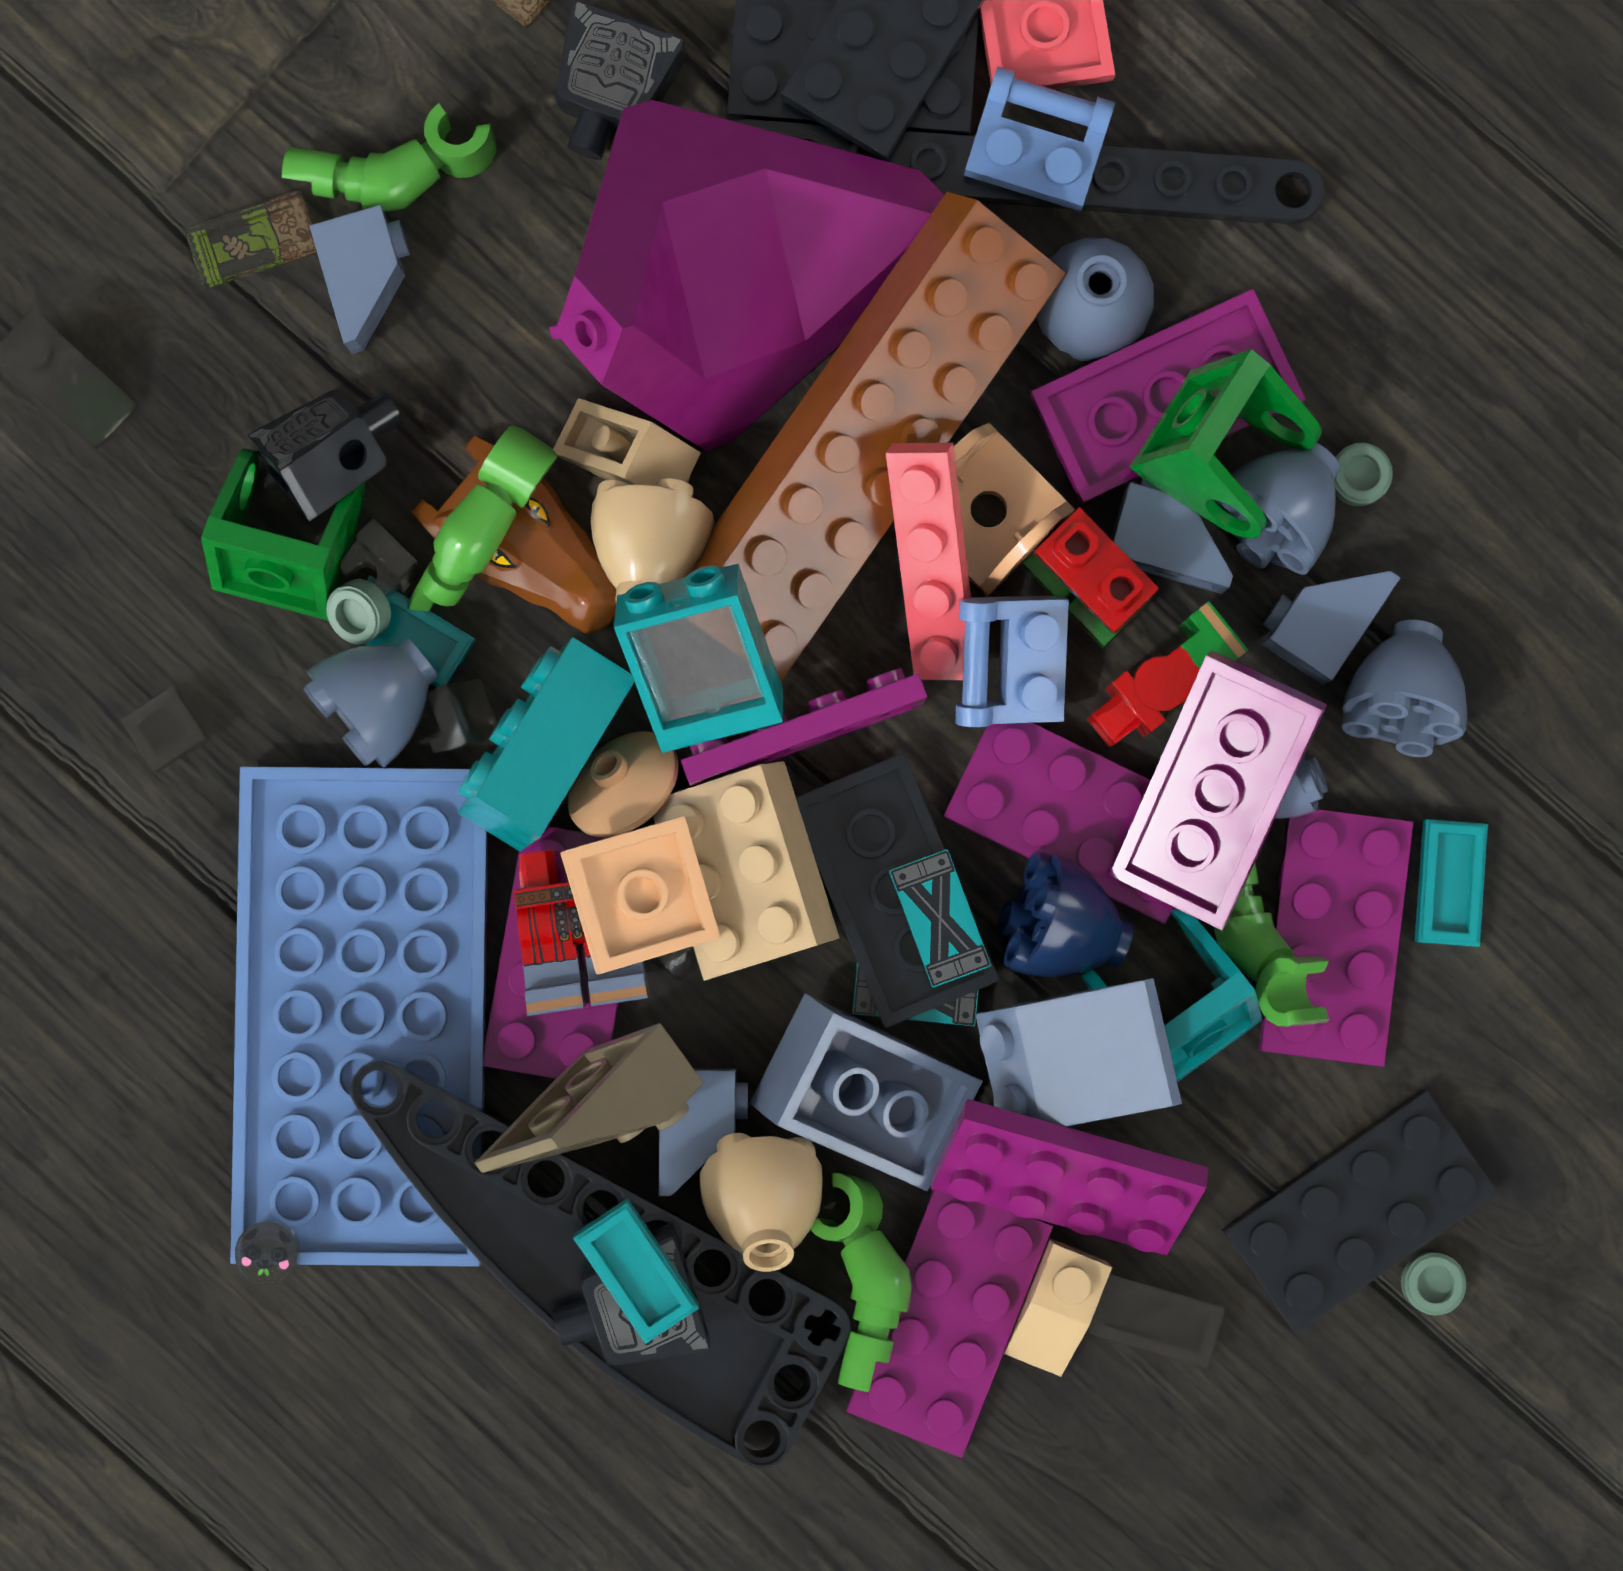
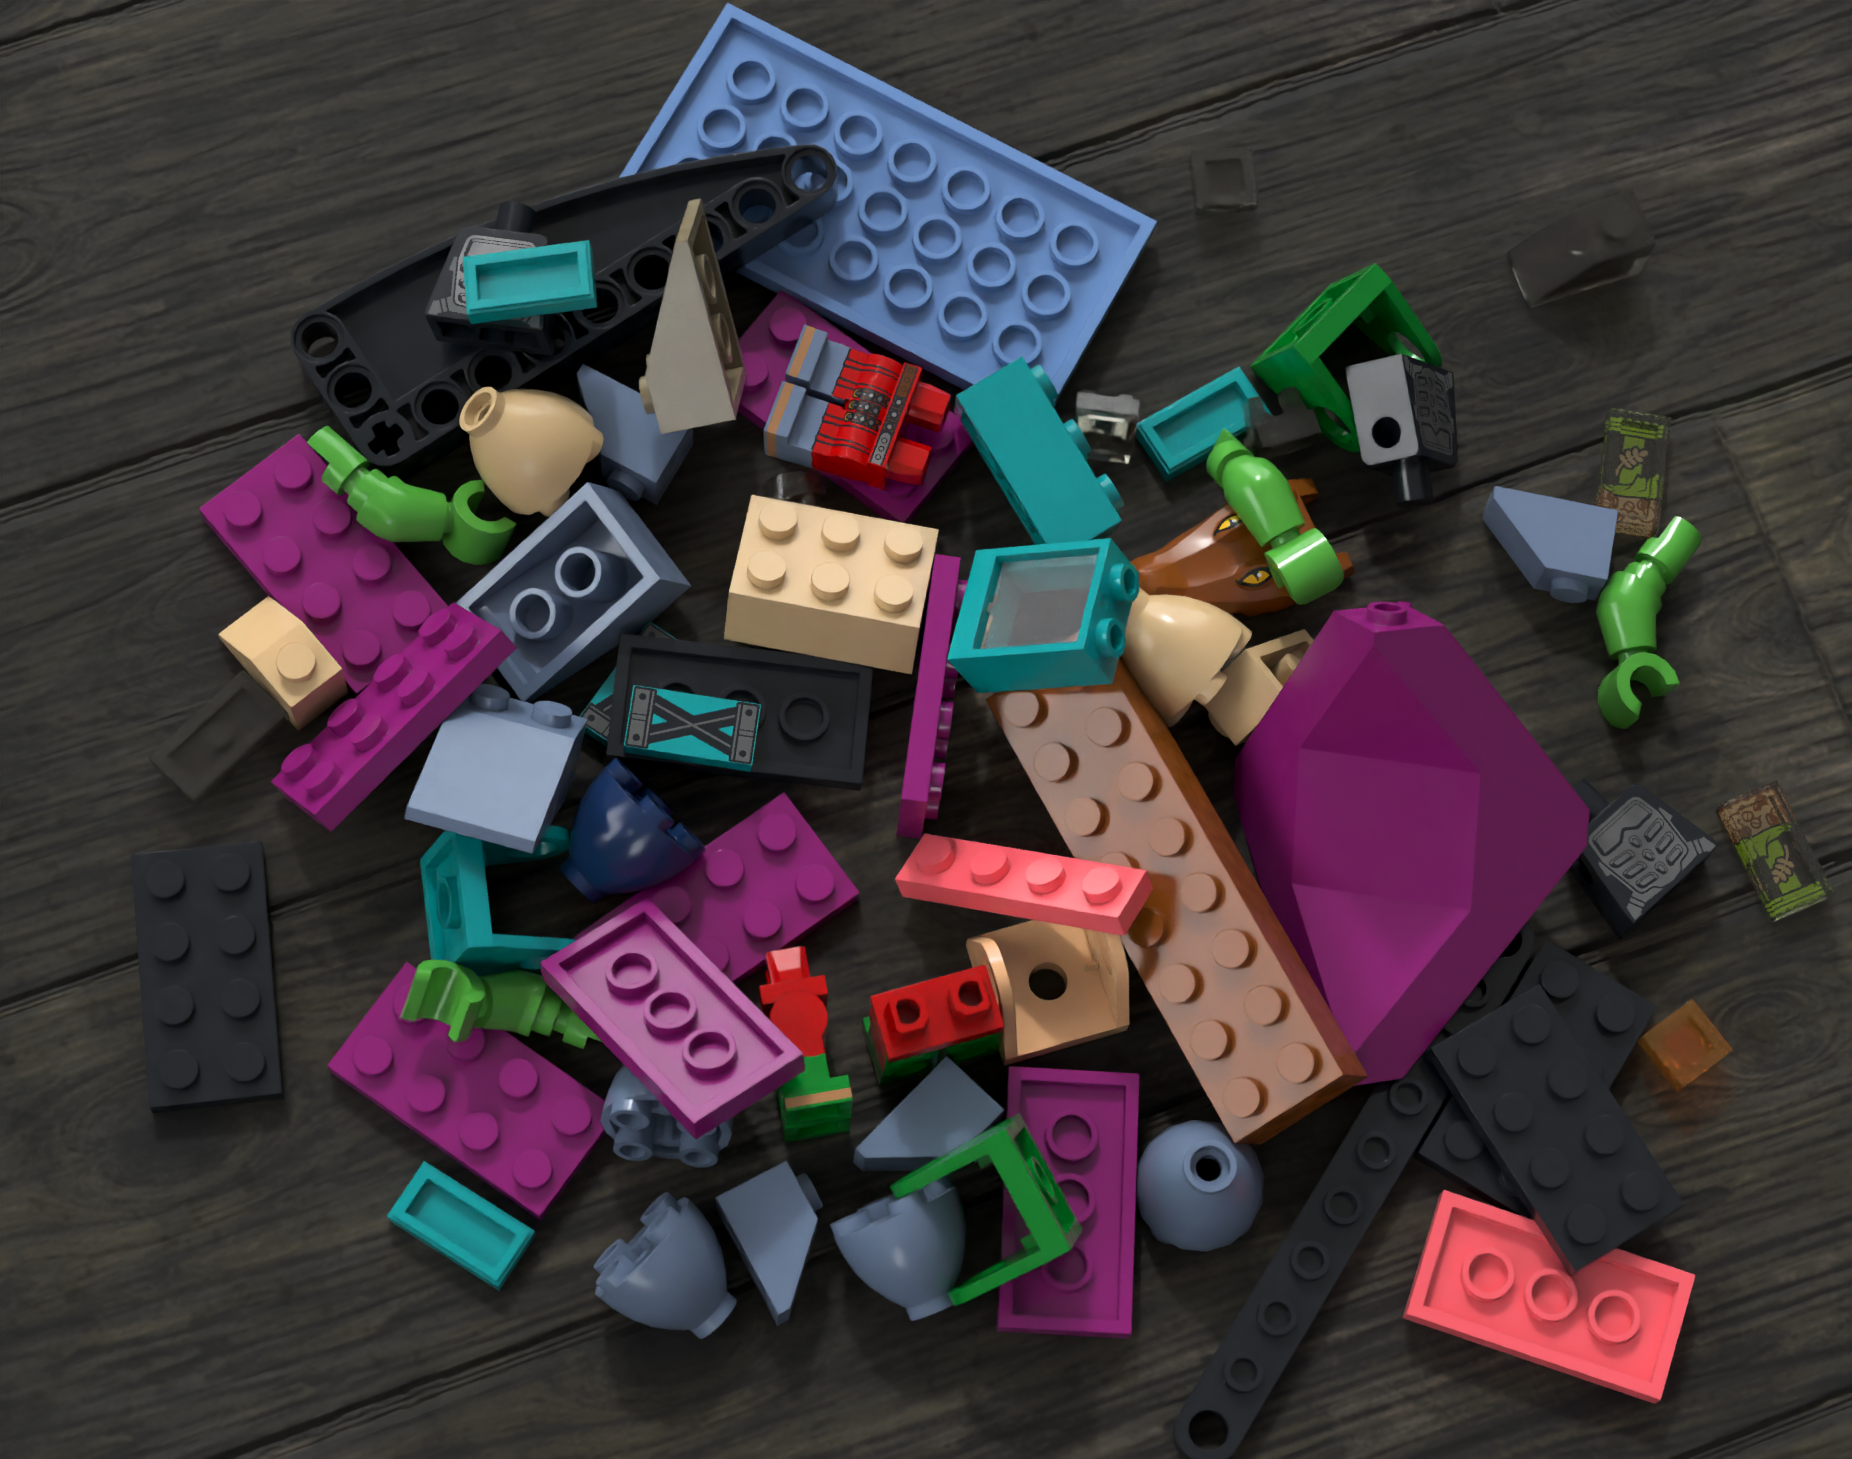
camera: 110 degrees right, 15 degrees down
(267, 1252) = (720, 32): clear smoke tile -> none
(358, 611) = (1243, 380): sand green tile -> none
(376, 694) = (1159, 350): sand blue piece -> none
(622, 785) = (962, 515): light nougat dish -> none
(640, 895) = (858, 462): light nougat plate -> none
(1029, 660) = (885, 932): medium blue plate -> none
(1033, 158) = (1362, 1186): medium blue plate -> none
(1363, 474) = (898, 1350): sand green tile -> none
(1433, 1283) = (101, 1008): sand green tile -> none

